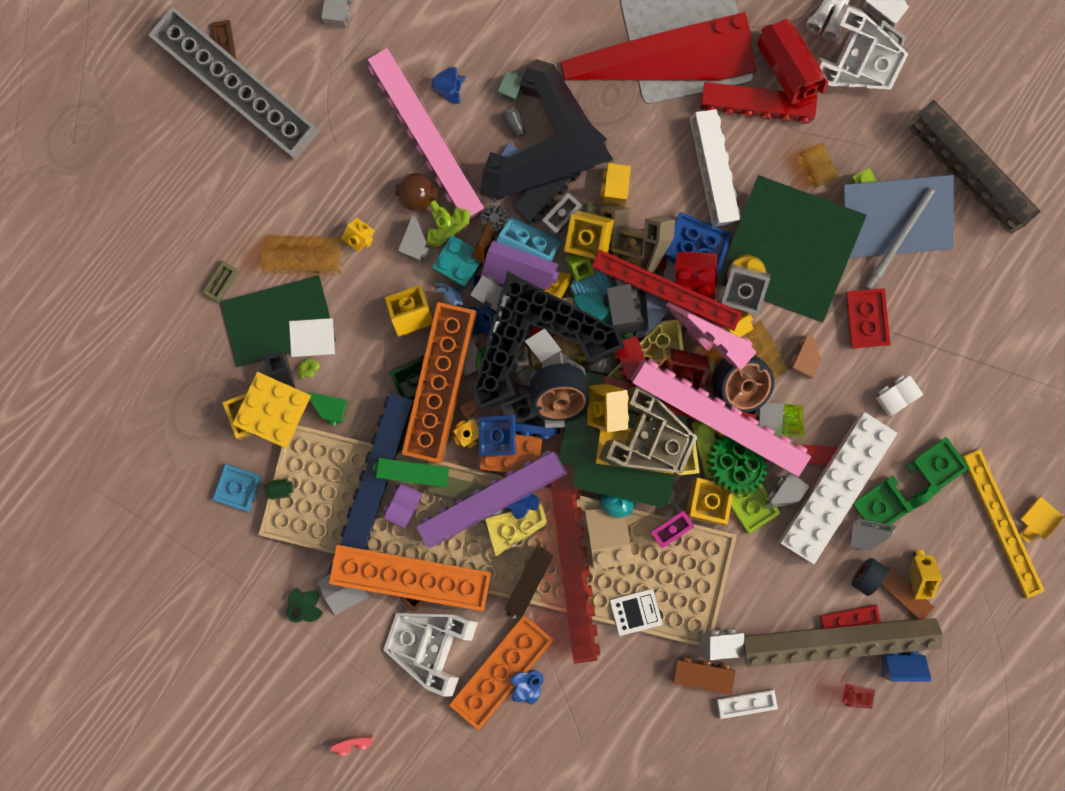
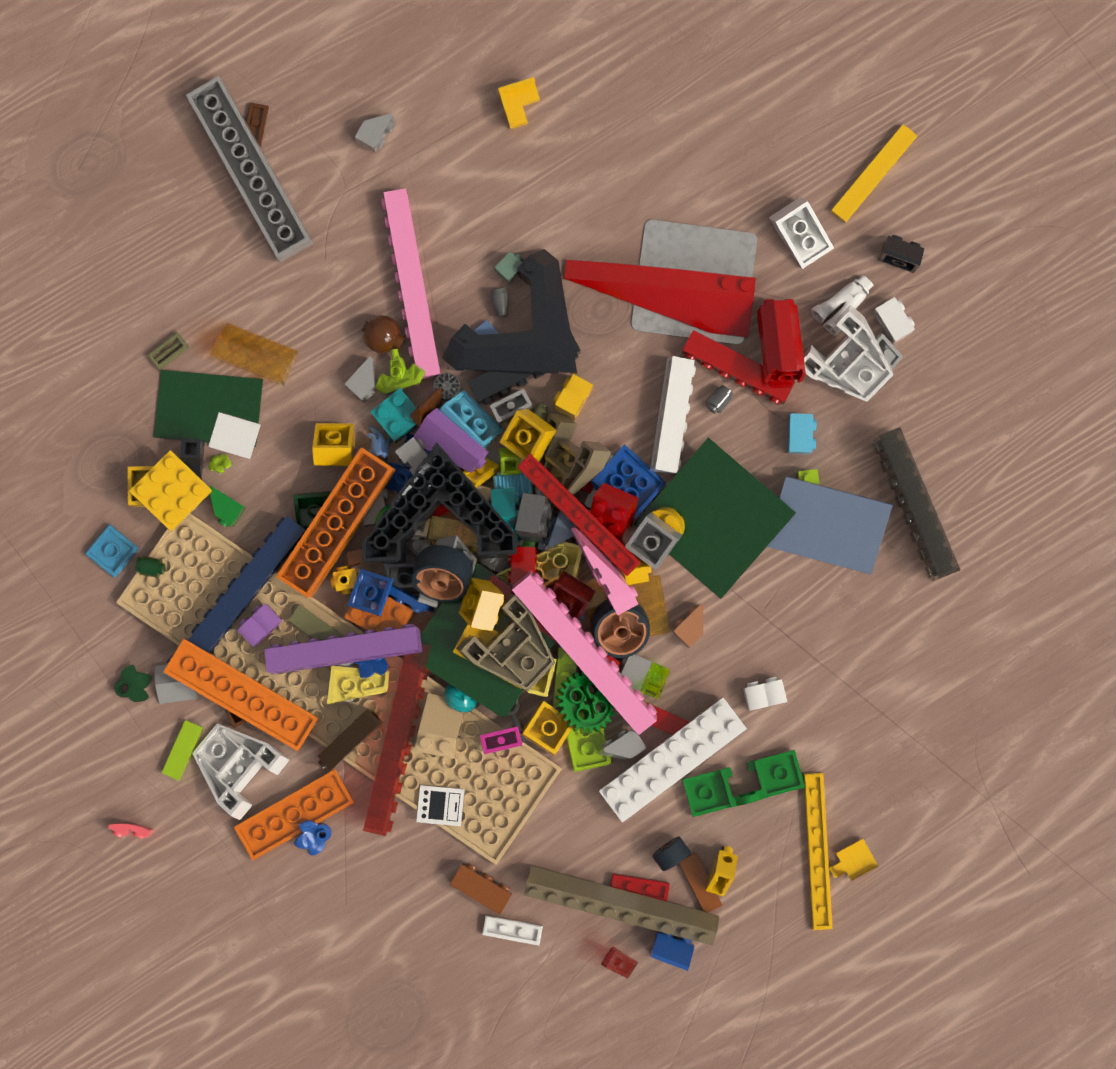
camera: 20 degrees right, 0 degrees up
(358, 235) = (313, 355): yellow brick -> none
(373, 650) = (182, 750): none -> lime tile
(410, 472) = (277, 596): green brick -> none
(448, 84) = (451, 243): blue brick -> none
(543, 345) = (443, 524): white sticker -> none
(722, 644) = (508, 865): brick -> none
(752, 138) = (719, 399): none -> dark grey brick
(818, 165) = (772, 448): clear yellow brick -> none
(840, 142) = (801, 433): none -> medium azure brick
(867, 318) = (763, 610): red plate -> none
(870, 534) = (685, 813): light grey slope -> none
(878, 271) = (791, 570): light grey bar -> none

